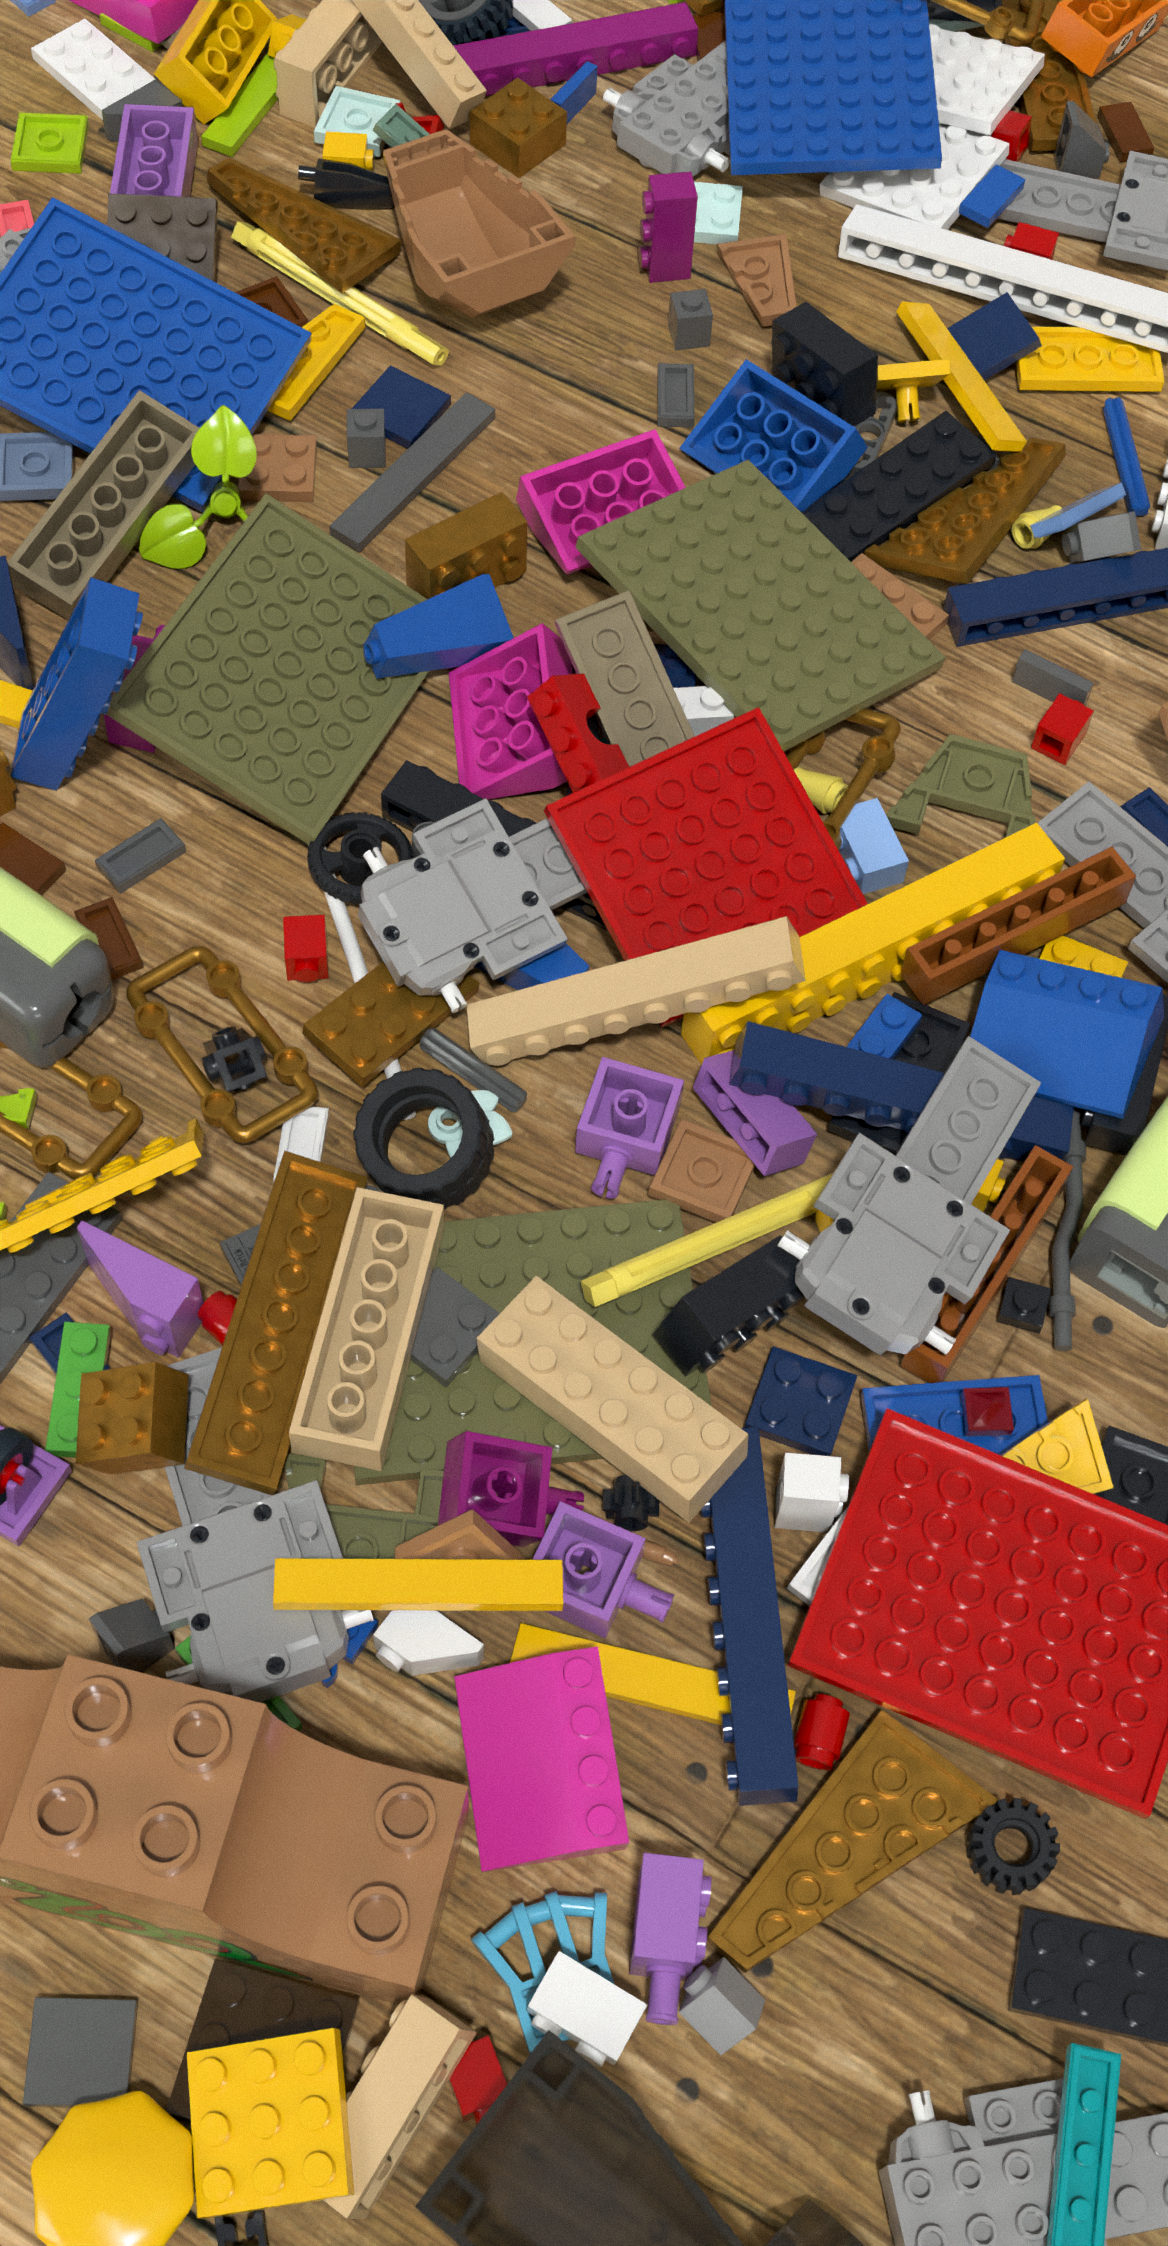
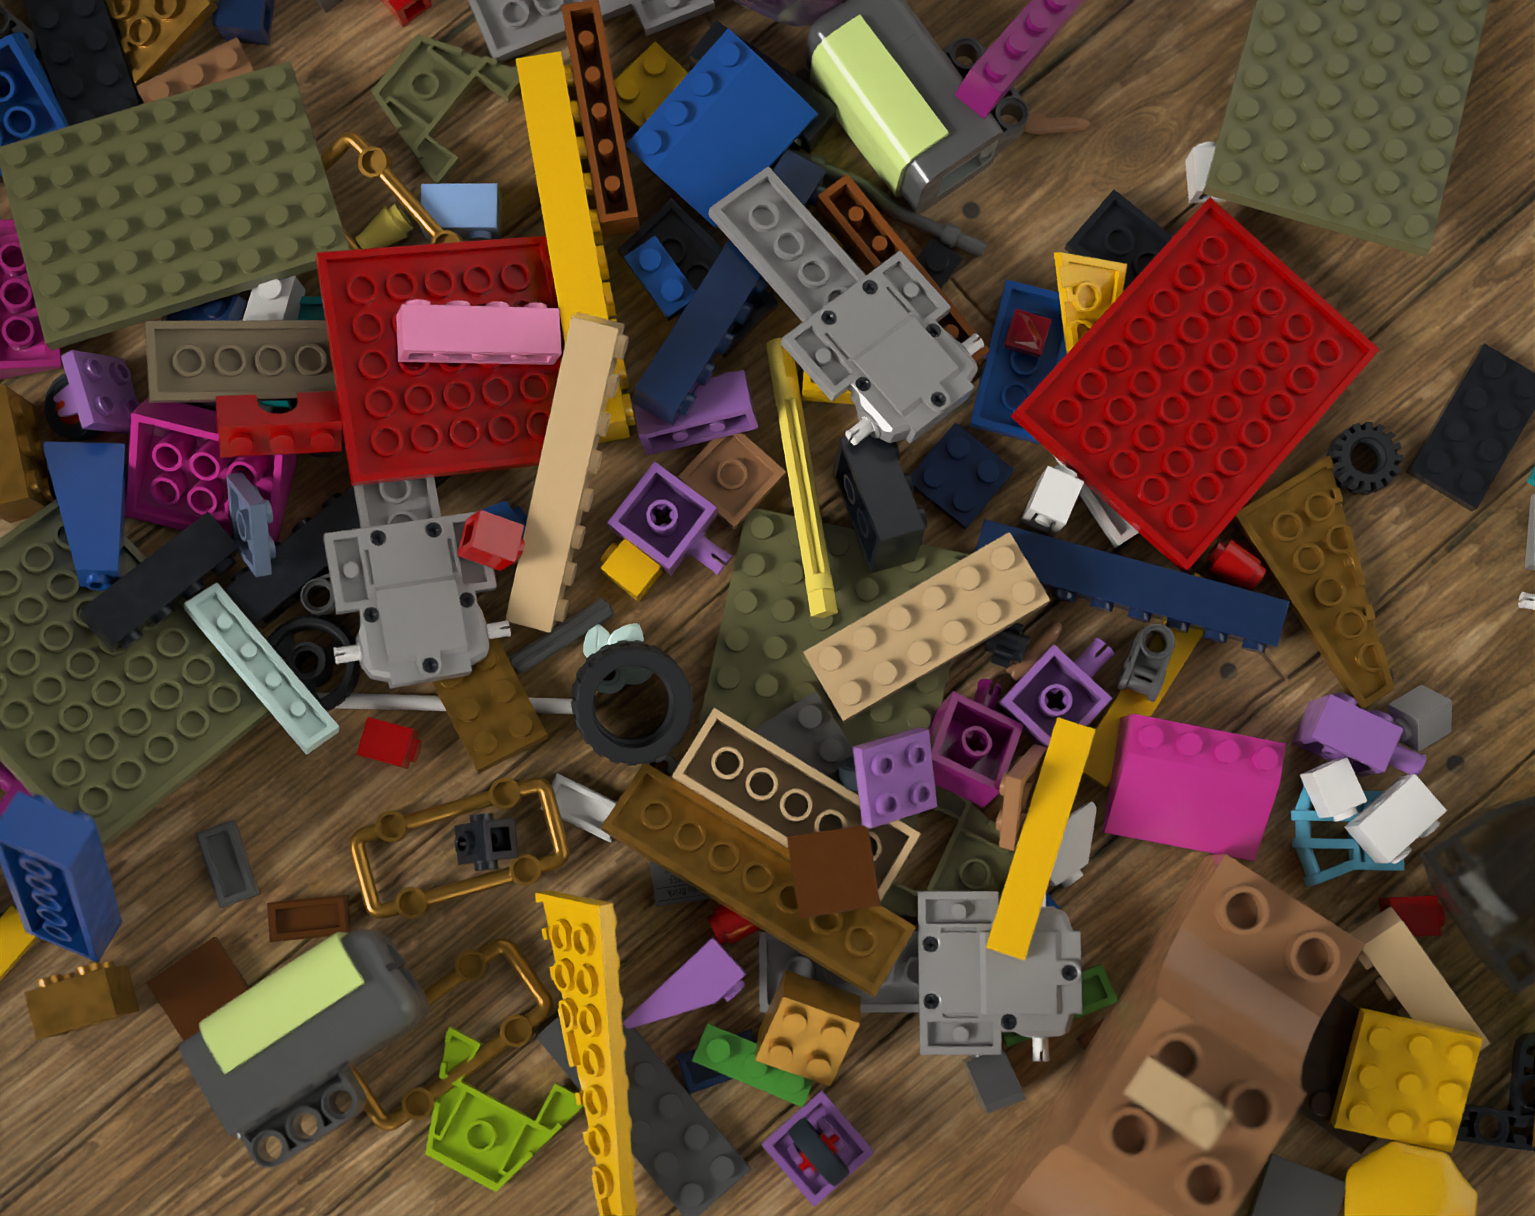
camera: 70 degrees left, 20 degrees up
(143, 1739) = (1177, 1103): none -> tan slope
(307, 1370) = (833, 871): none -> reddish brown tile
(338, 809) = (261, 668): none -> light aqua plate
(390, 701) = (159, 583): none -> black brick
(430, 1397) = (891, 777): none -> medium lavender plate
(470, 756) = (249, 524): none -> sand blue plate
(538, 948) = (491, 540): none -> red brick
(547, 595) = (90, 397): none -> medium lavender plate
(563, 1107) = (630, 568): none -> yellow brick
(594, 1917) = (1334, 789): none -> white brick
(664, 1660) = (1147, 664): none -> dark grey piece
(738, 859) = (478, 333): none -> bright pink brick

